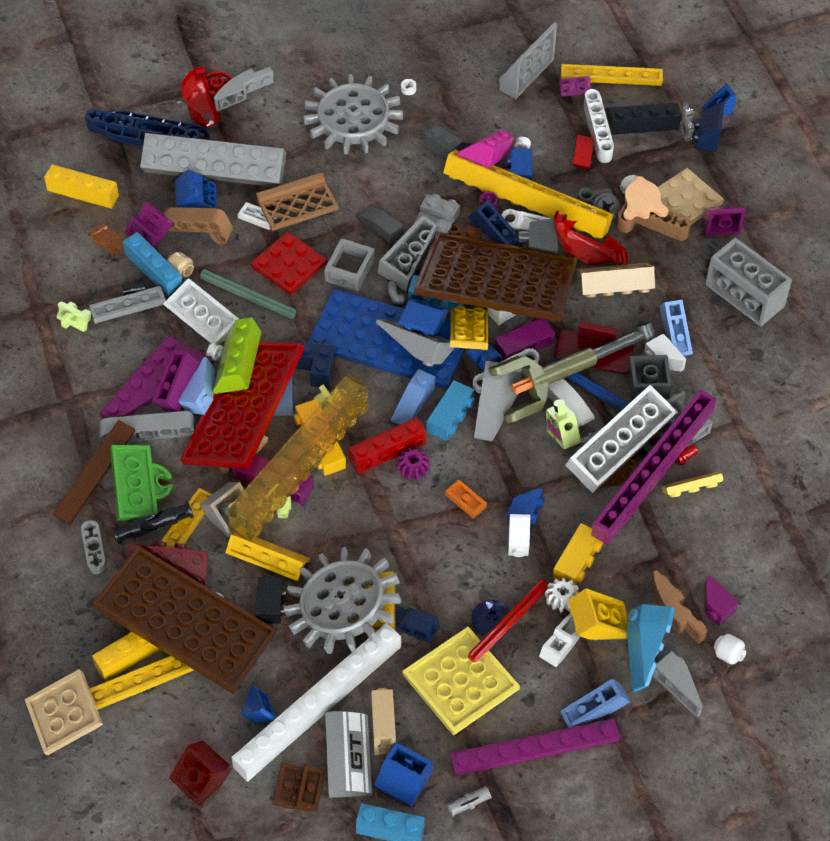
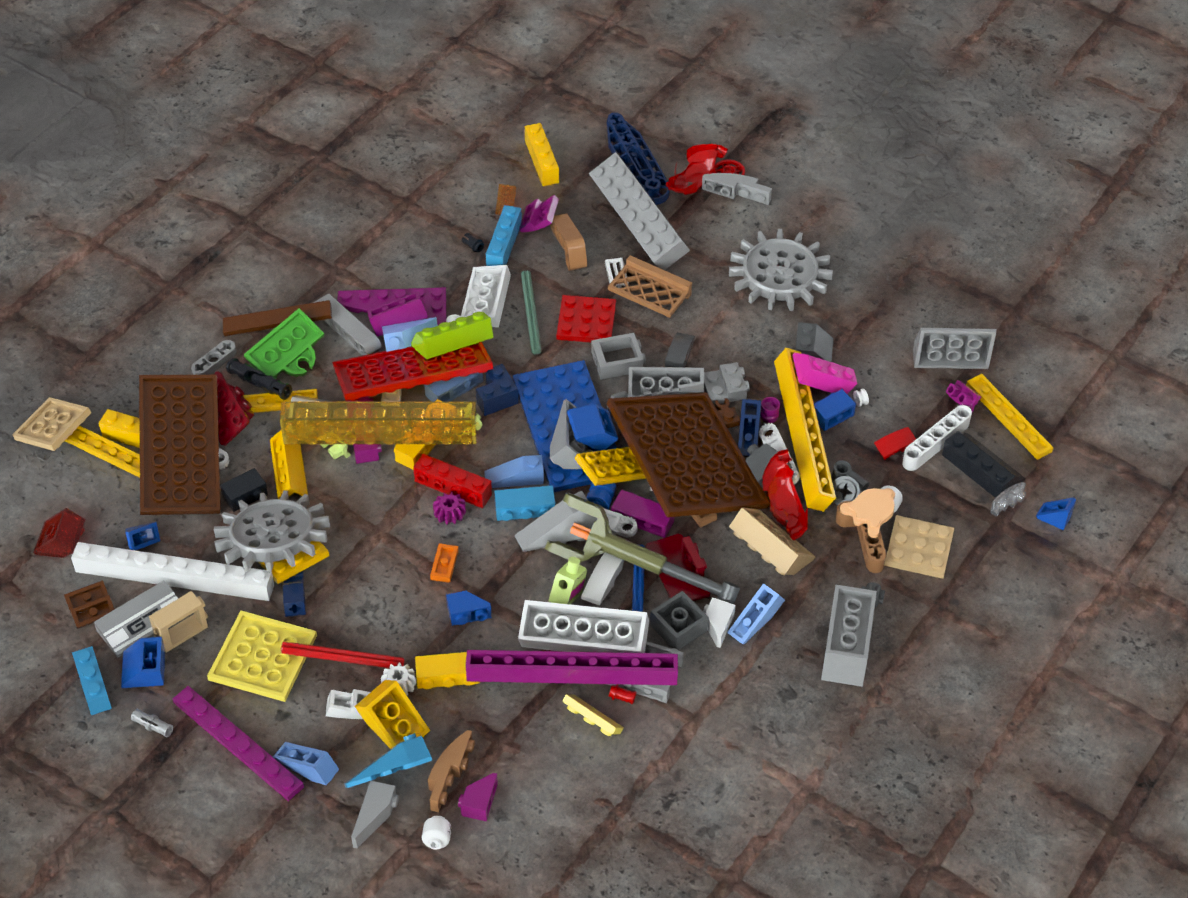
camera: 55 degrees right, 5 degrees down
(72, 316) = (413, 223): yellowish green hips -> none
(127, 304) = (453, 247): light grey plate -> none
(181, 263) = (518, 254): tan head -> none
(195, 191) = (599, 223): blue slope -> none
(406, 83) = (854, 287): white bush -> none
(480, 617) = (351, 641): clear blue dish -> none
(518, 535) = (430, 616): white slope -> none
(709, 128) = (1015, 520): dark blue slope -> none
(723, 220) = (914, 584): magenta slope -> none

